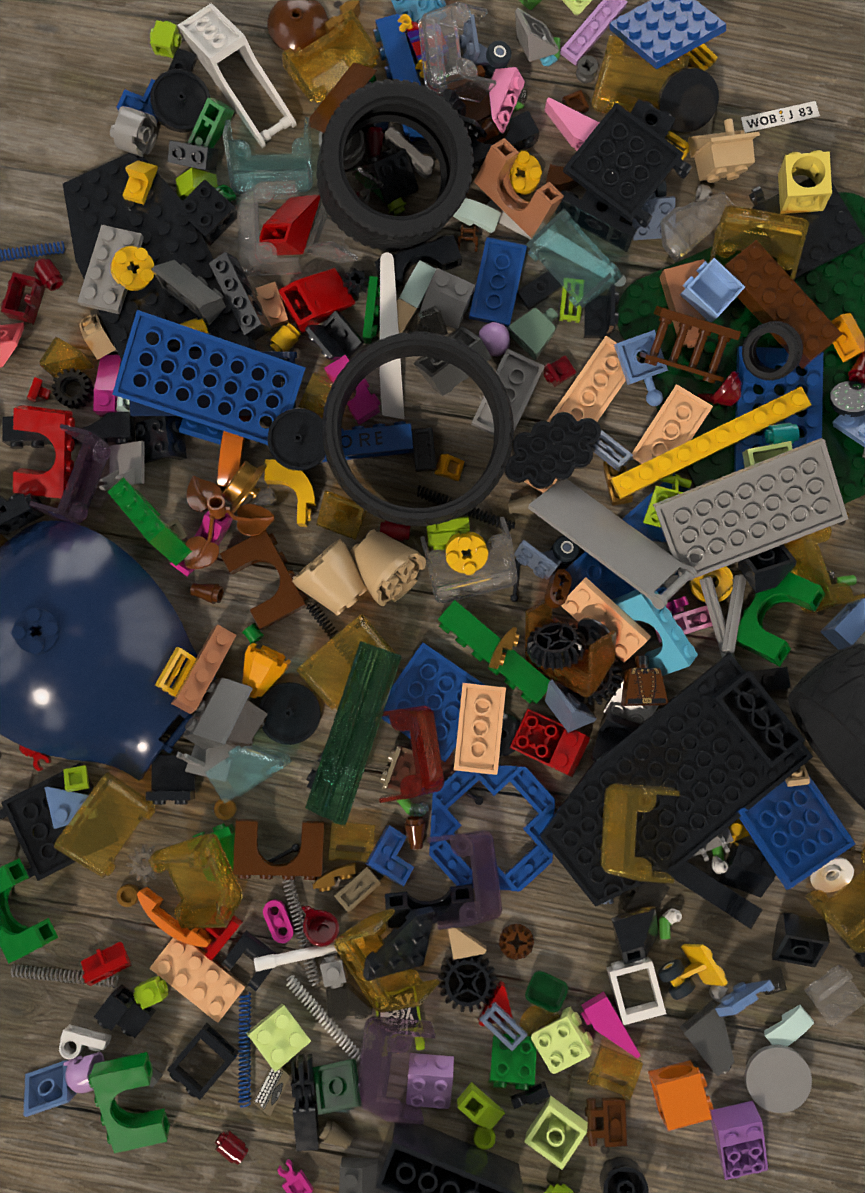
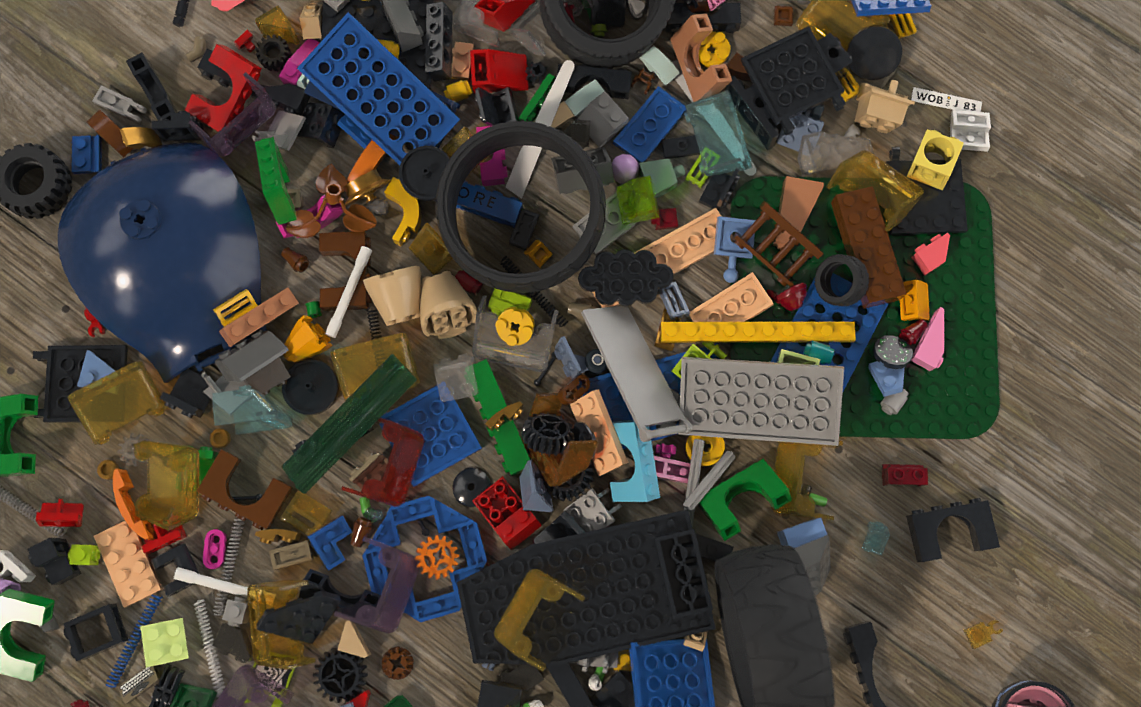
camera: 25 degrees right, 5 degrees down
(76, 778) = (115, 355): lime plate -> none
(284, 635) = (336, 320): none -> white piece
(320, 926) = (244, 569): dark red hat -> none
(433, 633) = (456, 378): none -> clear bracket
(479, 728) = (454, 472): light nougat plate -> none
(506, 829) = (428, 554): none -> orange gear
(526, 366) = (637, 200): none -> clear neon green slope
(571, 124) = (770, 26): bright pink slope -> none
(643, 685) = (603, 500): reddish brown torso -> none
(711, 290) = (816, 209): light blue piece -> none
(767, 568) = (754, 455): black slope -> none
(818, 133) = (971, 129): none -> white slope
(844, 282) = (932, 255): none -> coral slope

